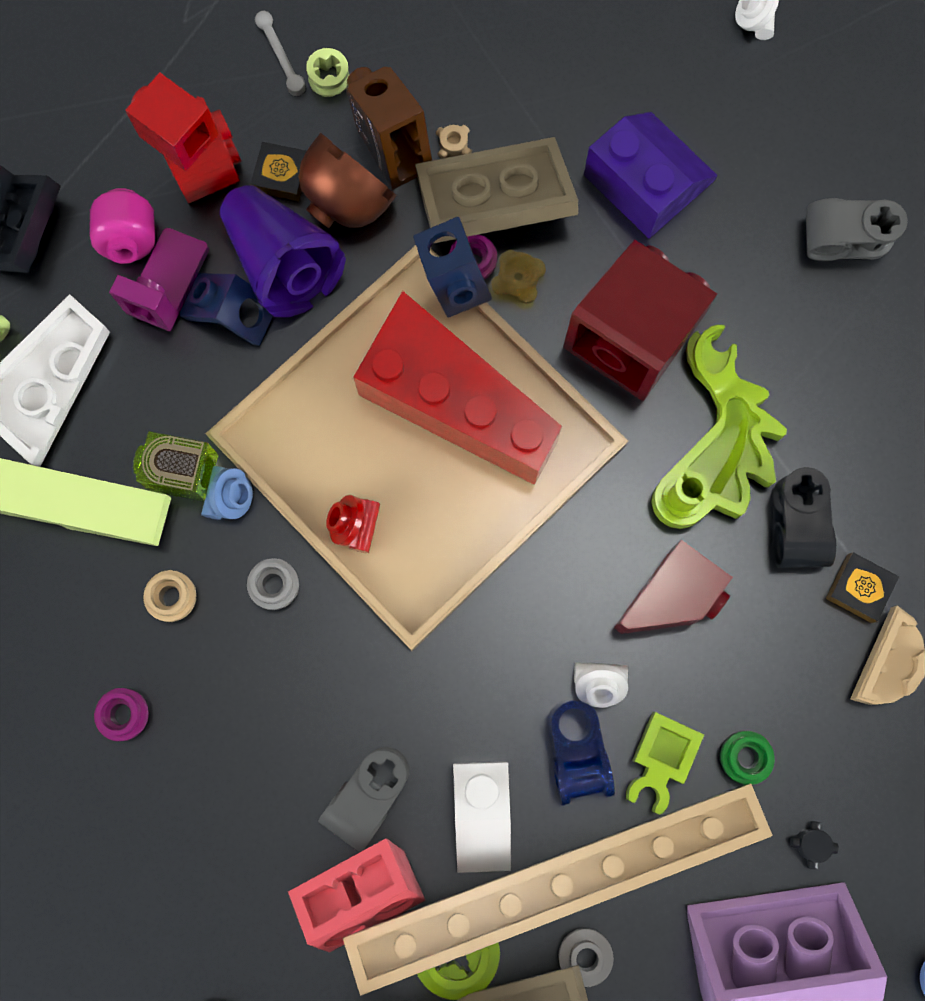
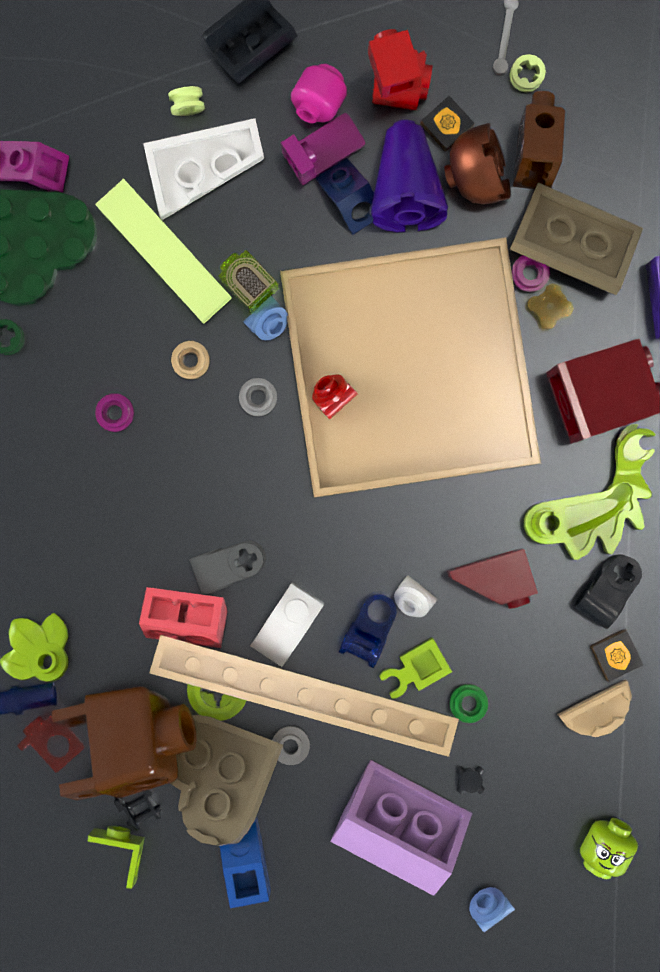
camera: 40 degrees right, 10 degrees up
(453, 141) = (575, 182): tan piece -> none
(454, 393) = (450, 353): red wedge -> none
(455, 276) = (507, 285): dark blue bracket -> none

